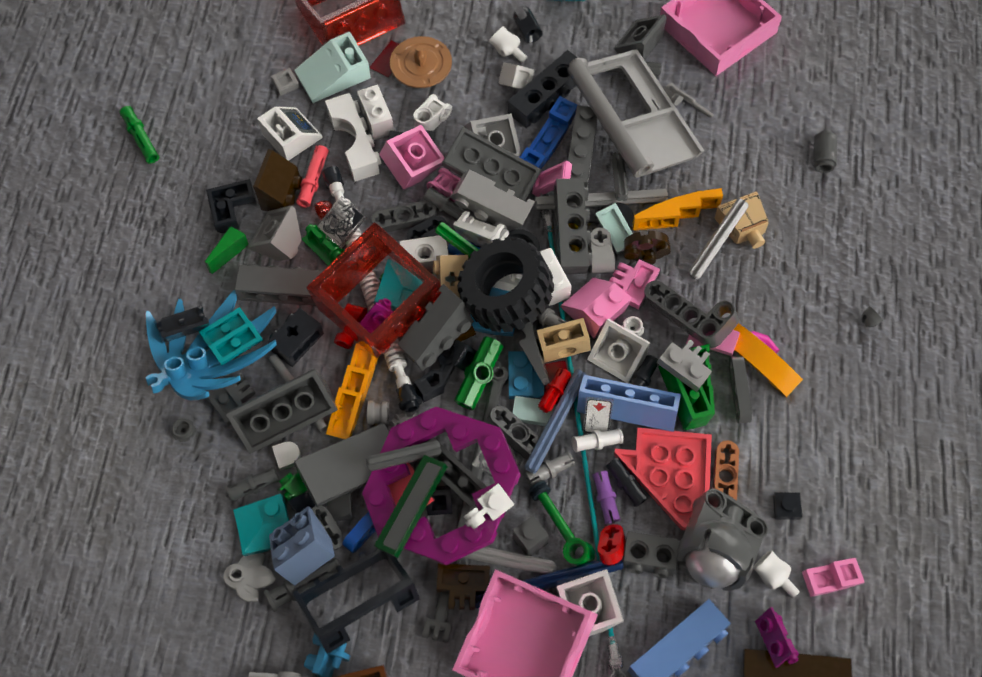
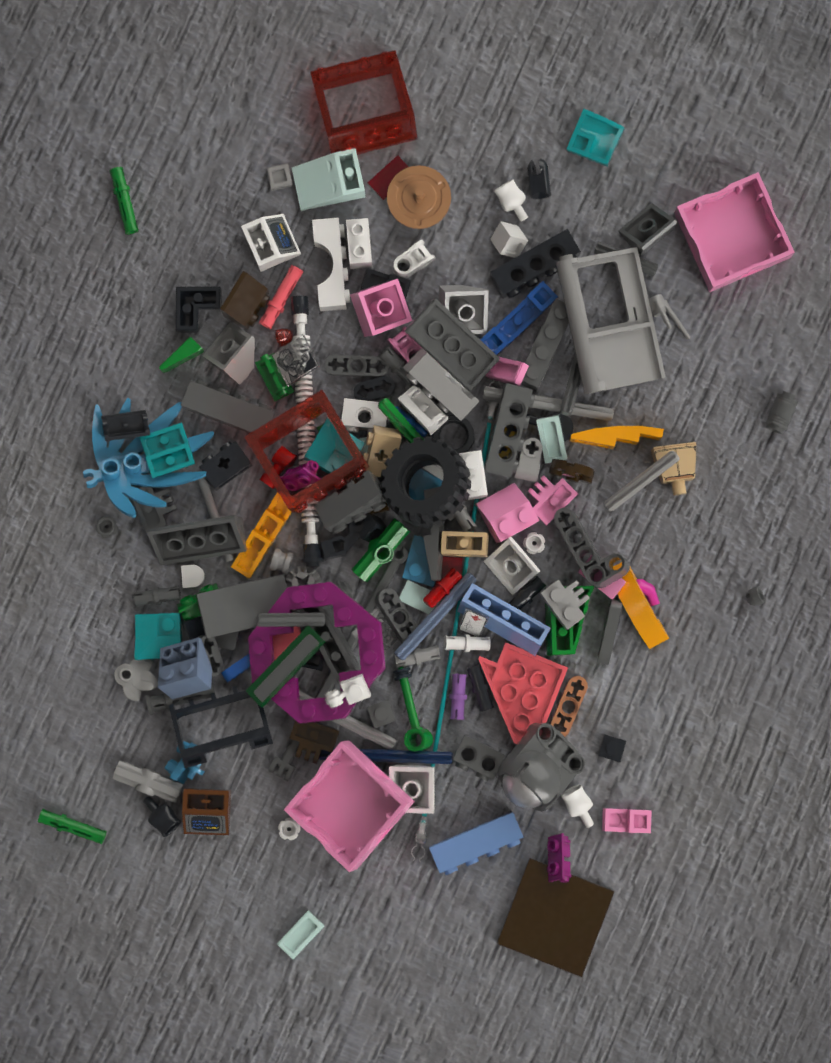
camera: 15 degrees right, 20 degrees up
(611, 544) = (443, 740): red beam -> none

